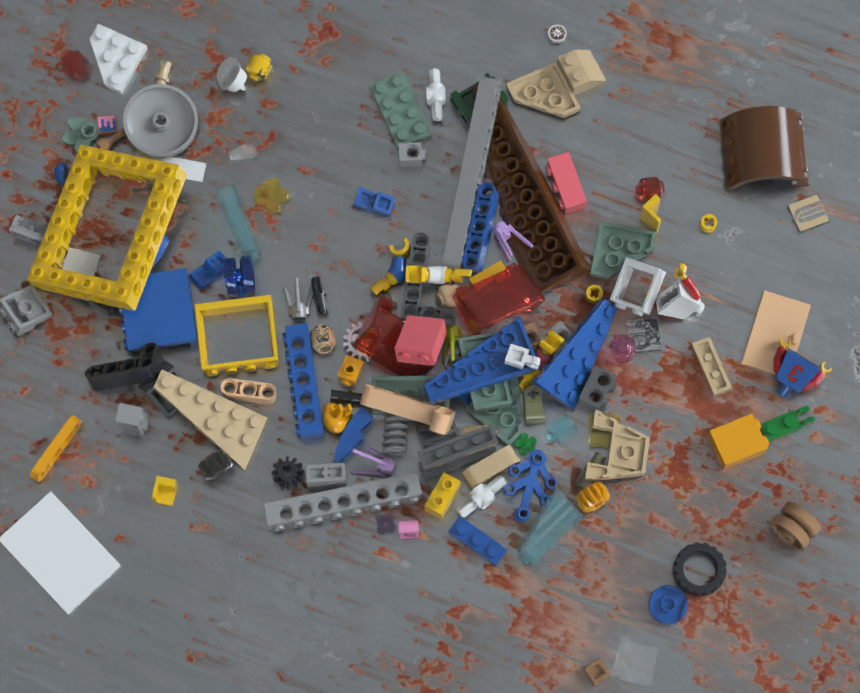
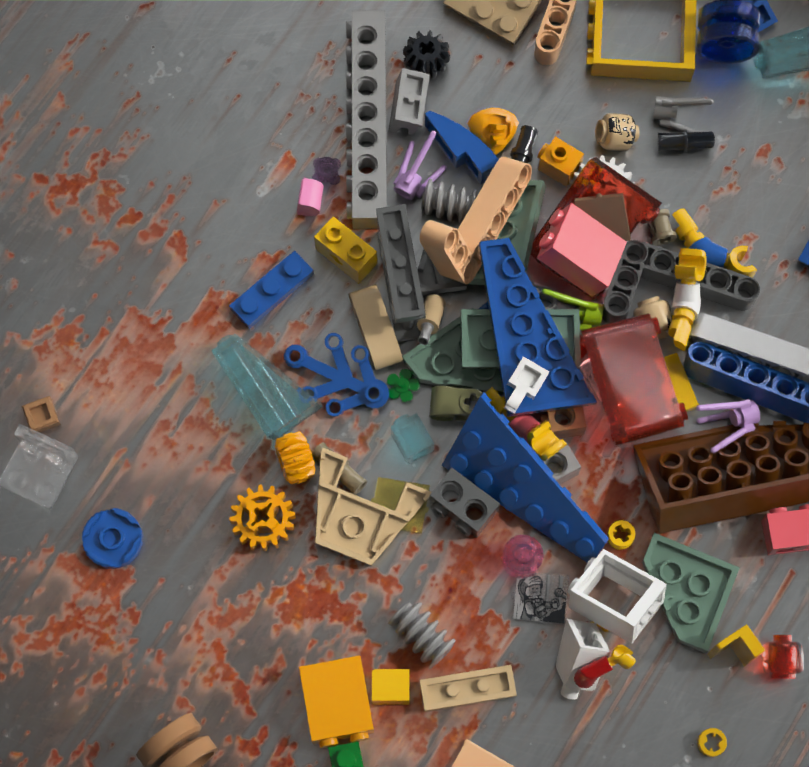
camera: 100 degrees right, 0 degrees up
(314, 428) = (570, 86): blue brick -> none
(391, 330) = (608, 211): none -> dark tan piece
(481, 496) = (334, 305): white axle -> none
(641, 515) = (271, 508): none -> light orange gear
(684, 397) = (423, 633): none -> light grey piece
(716, 557) = (129, 573): black tyre -> none
(722, 409) = (390, 687): none -> yellow panel

